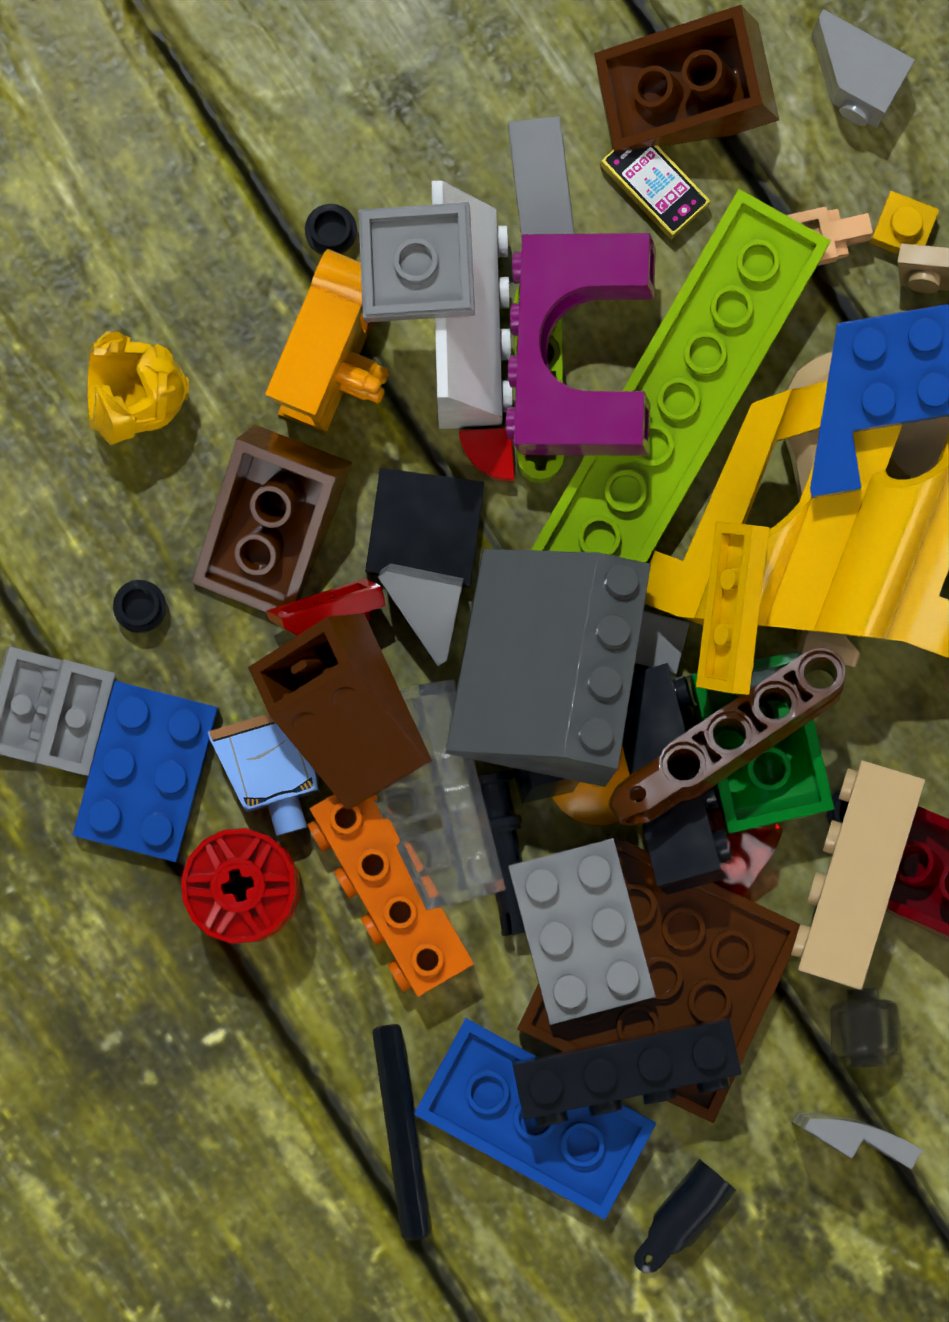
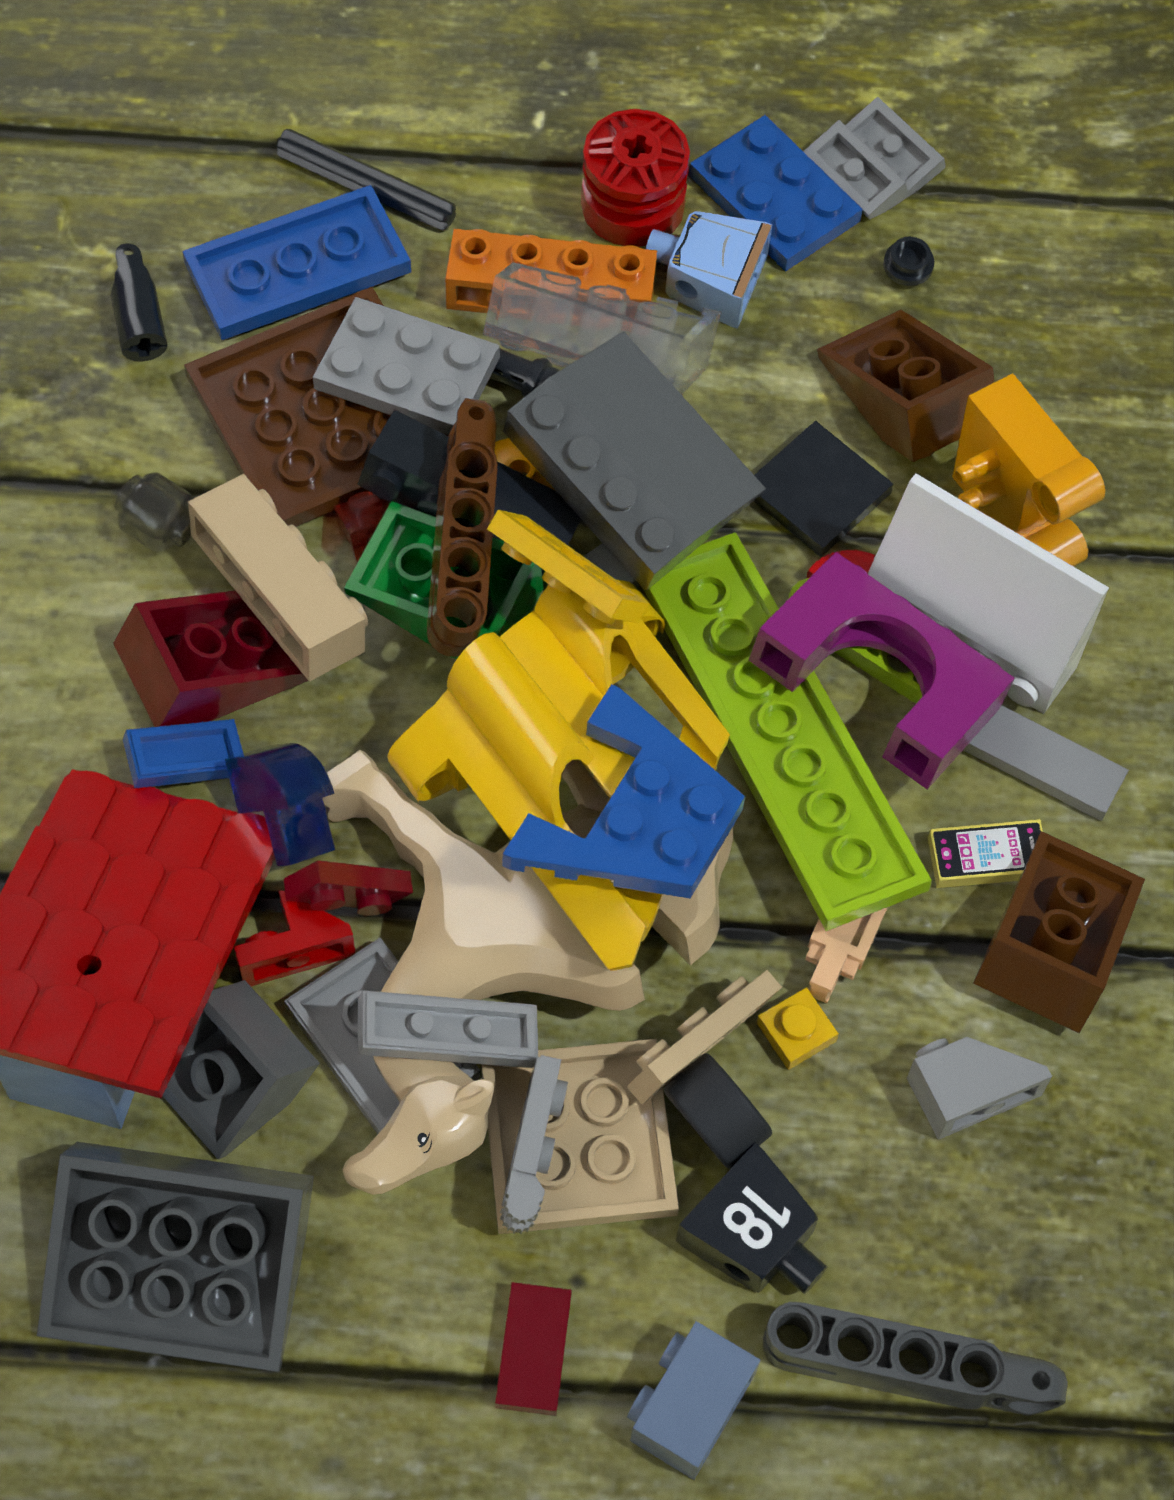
camera: 125 degrees right, 20 degrees down
(132, 387) = (1087, 353): yellow helmet -> none
(330, 228) = (1128, 580): black plate -> none
(342, 707) = (722, 289): reddish brown slope -> none
(349, 599) = (801, 357): red slope -> none
(416, 262) = (1043, 526): light grey tile -> none
(427, 603) = (758, 428): light grey slope -> none
(625, 1069) = (276, 316): black brick -> none
(847, 1135) = (86, 440): light grey slope -> none

